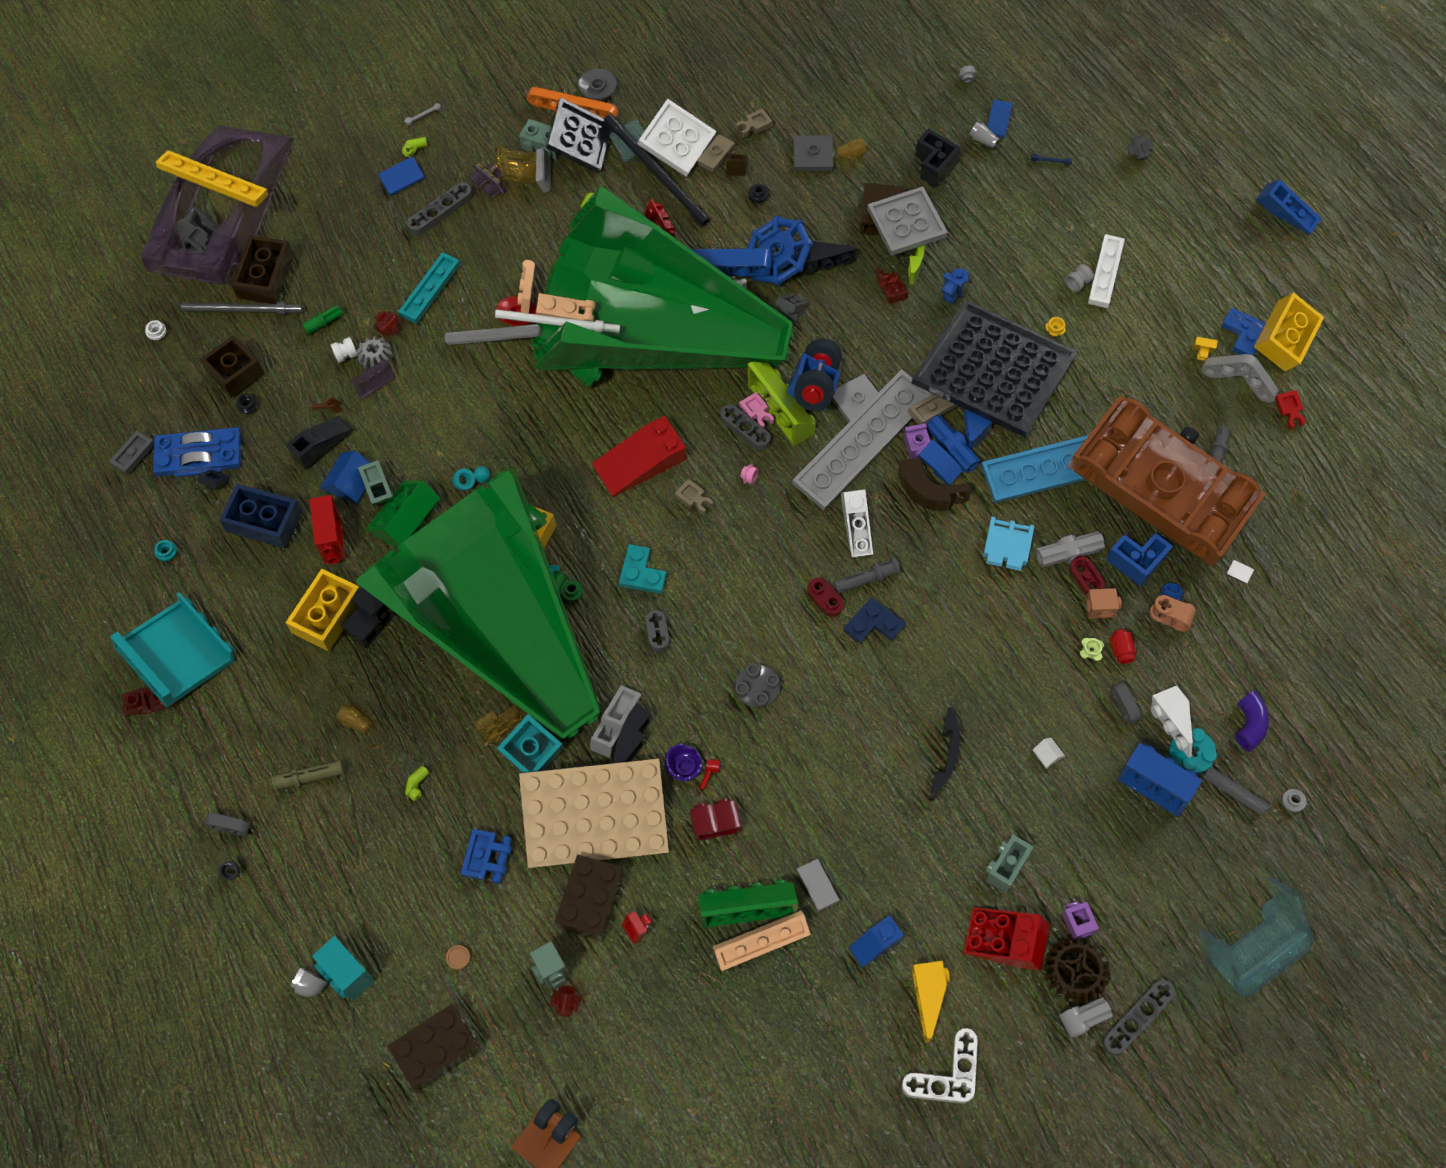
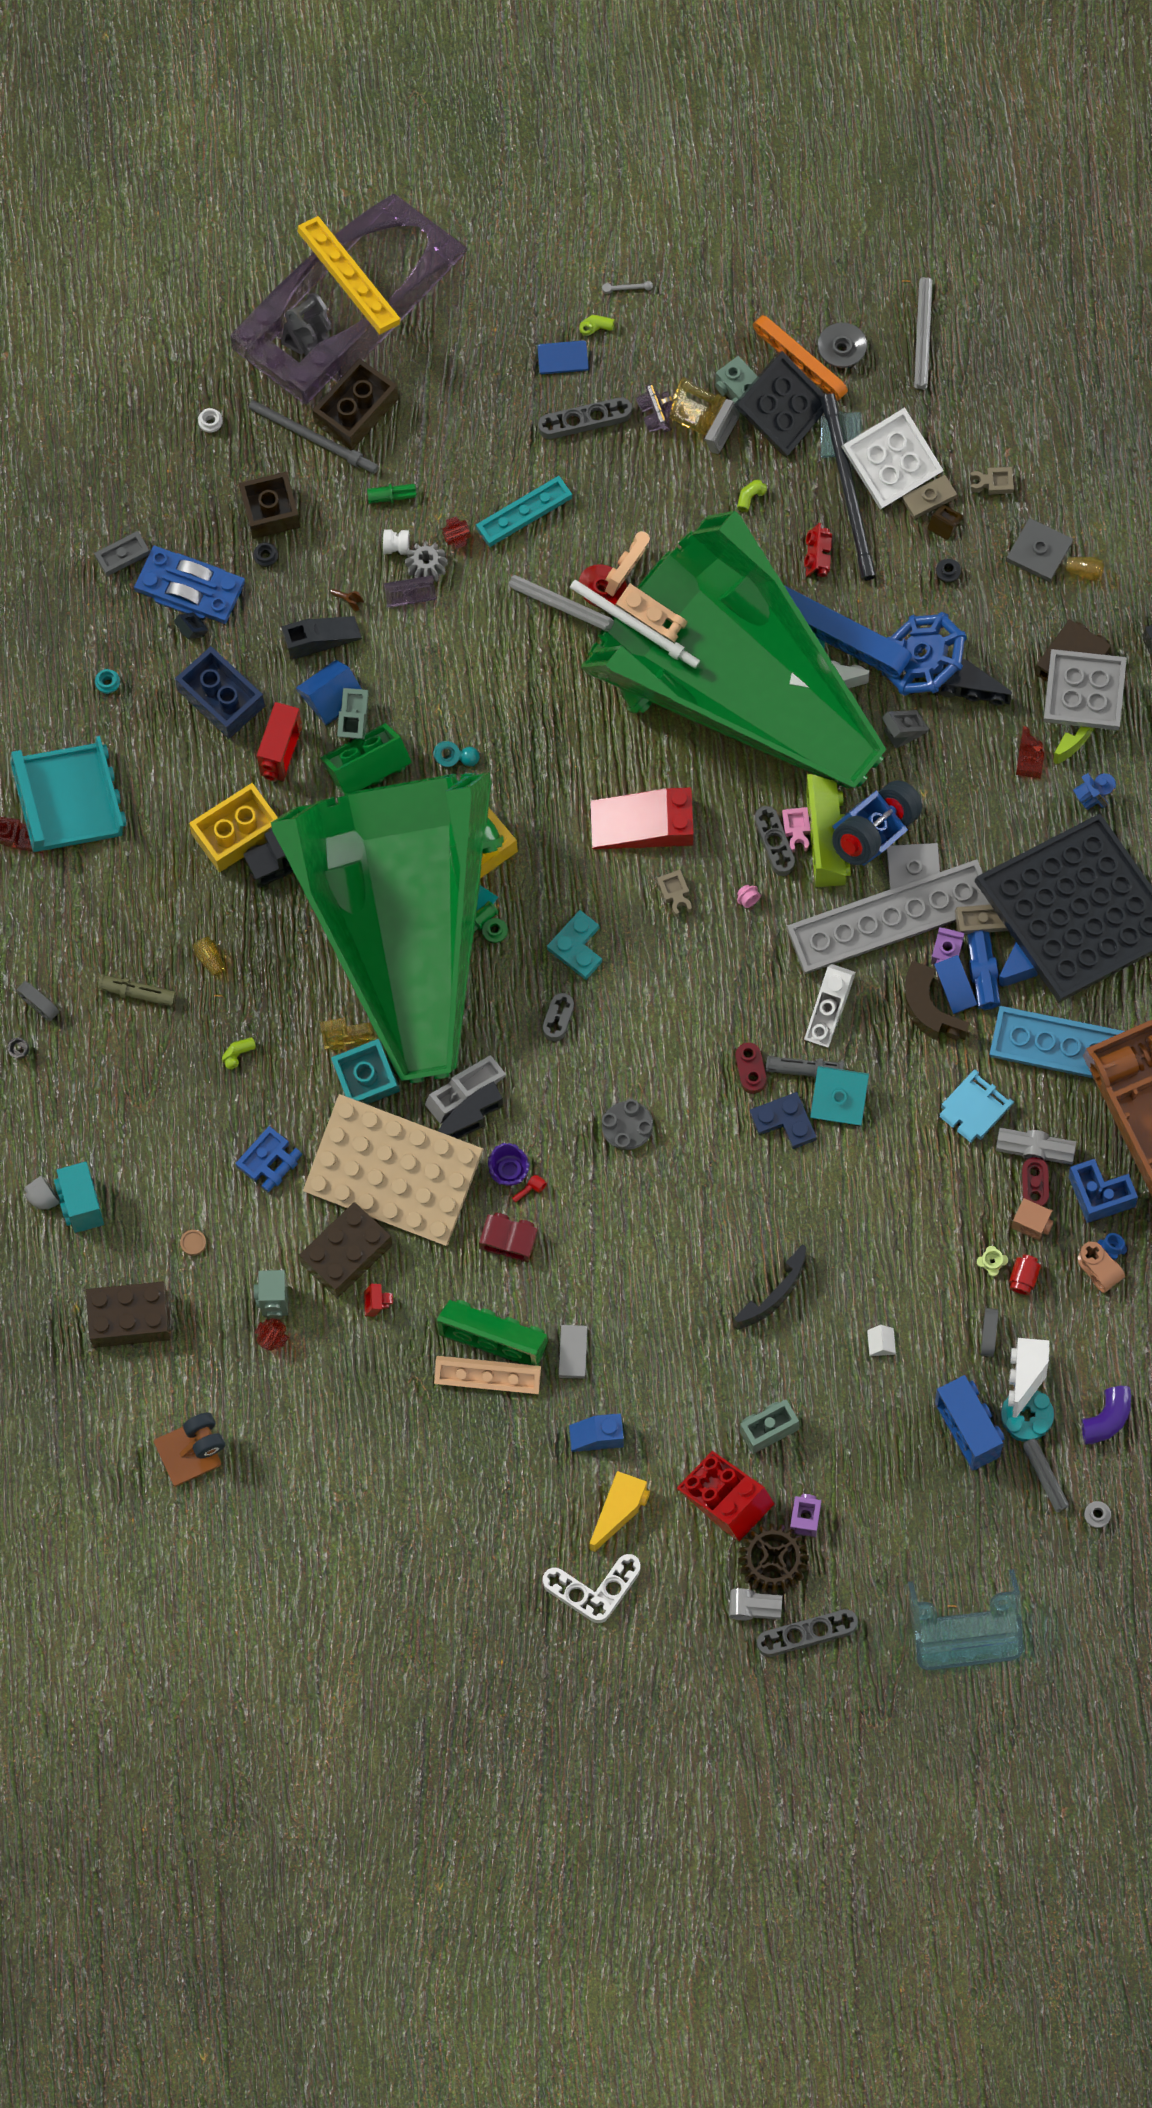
camera: 30 degrees right, 5 degrees up
(649, 55) = (923, 333): none -> light grey axle
(905, 583) = (839, 1095): none -> teal plate

